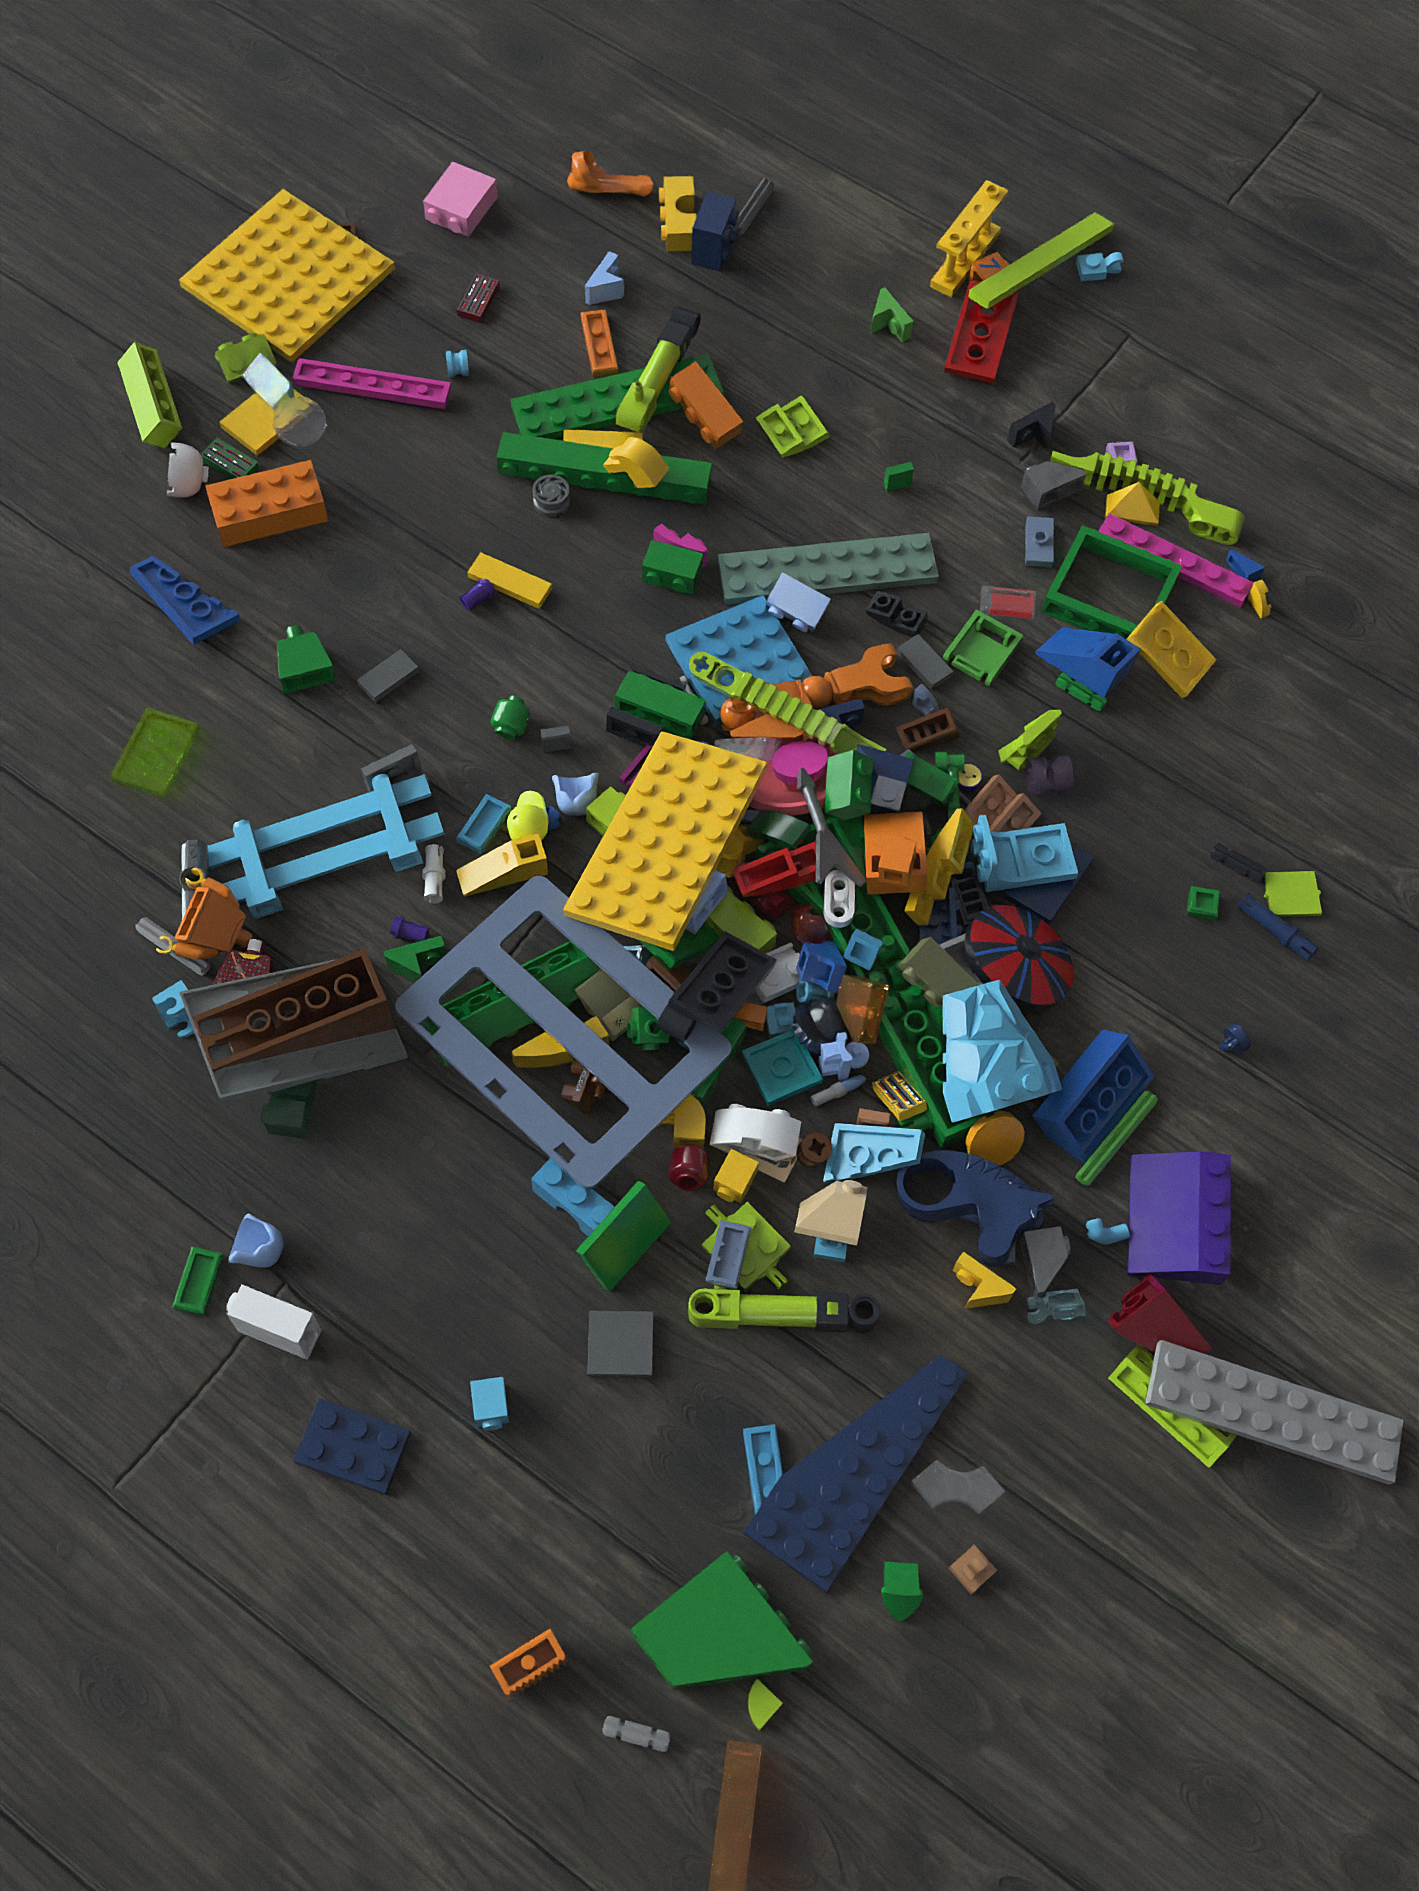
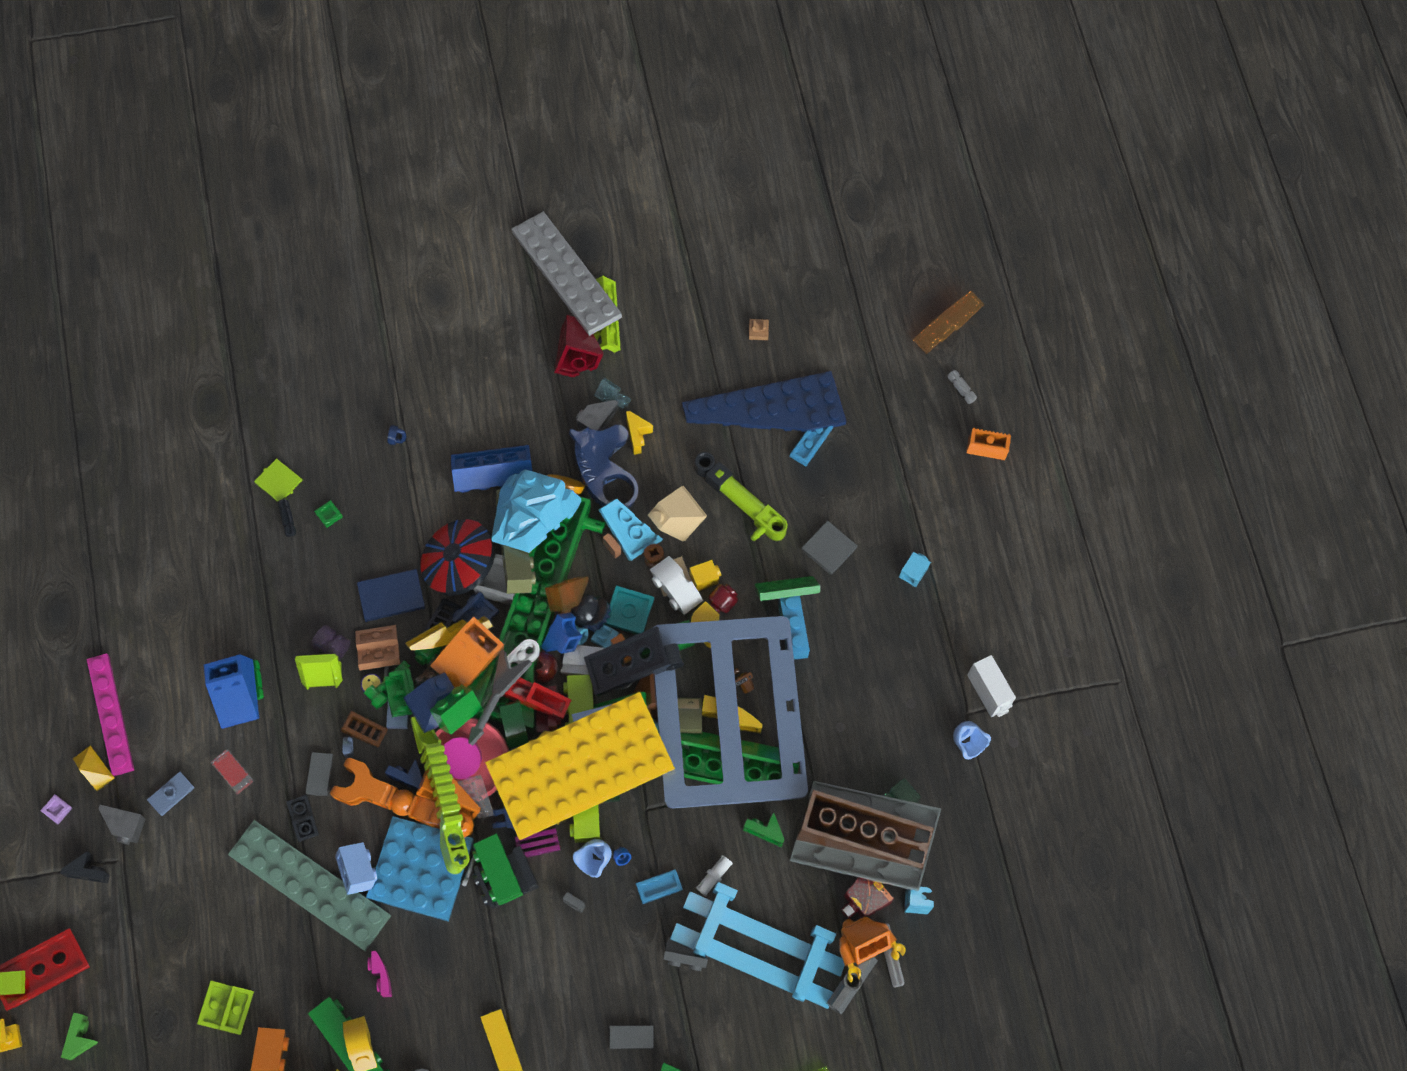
camera: 140 degrees left, 5 degrees up
(198, 1281) = (1011, 748): green tile -> none
(352, 1446) = (994, 606): dark blue plate -> none
(408, 930) = (755, 852): dark purple pin -> none
(477, 594) = (531, 1049): dark purple pin -> none
(504, 866) = (674, 844): yellow slope -> none
(510, 717) = (587, 939): green head -> none
(528, 817) = (632, 860): neon yellow cap -> none
(640, 1033) = (684, 683): green brick -> none
(672, 567) = (400, 962): green brick -> none
(720, 1631) = (893, 393): green slope -> none
(728, 1255) = (745, 537): sand blue plate -> none
(762, 1704) = (898, 354): lime tile -> none
(763, 1250) = (729, 541): lime plate -> none
(837, 1090) = (611, 578): light grey piece -> none
(838, 1058) = (599, 584): light blue hips -> none
(863, 949) = (538, 618): dark azure tile -> none
(897, 860) = (482, 632): orange brick -> none
(898, 476) = (203, 908): green tile -> none
(899, 1096) = (587, 544): tile -> none
(901, 1589) = (797, 345): green tile -> none
(942, 1485) = (738, 370): clear tile -> none
(978, 653) = (282, 751): bright green container -> none
(1022, 856) = (396, 608): medium azure bracket -> none
(1092, 618) = (210, 745): green window -> none
(1106, 1235) = (557, 407): medium azure arm -> none
(1116, 1138) = (501, 442): bright green axle -> none
(1172, 649) = (183, 655): yellow tile -> none
(1180, 1216) = (512, 383): dark purple slope -> none
(1204, 517) = (80, 802): lime piece -> none
(1244, 566) = (79, 673): blue piece -> none
(1258, 599) = (95, 648): yellow tile -> none
(1278, 927) = (308, 468): dark blue pin -> none

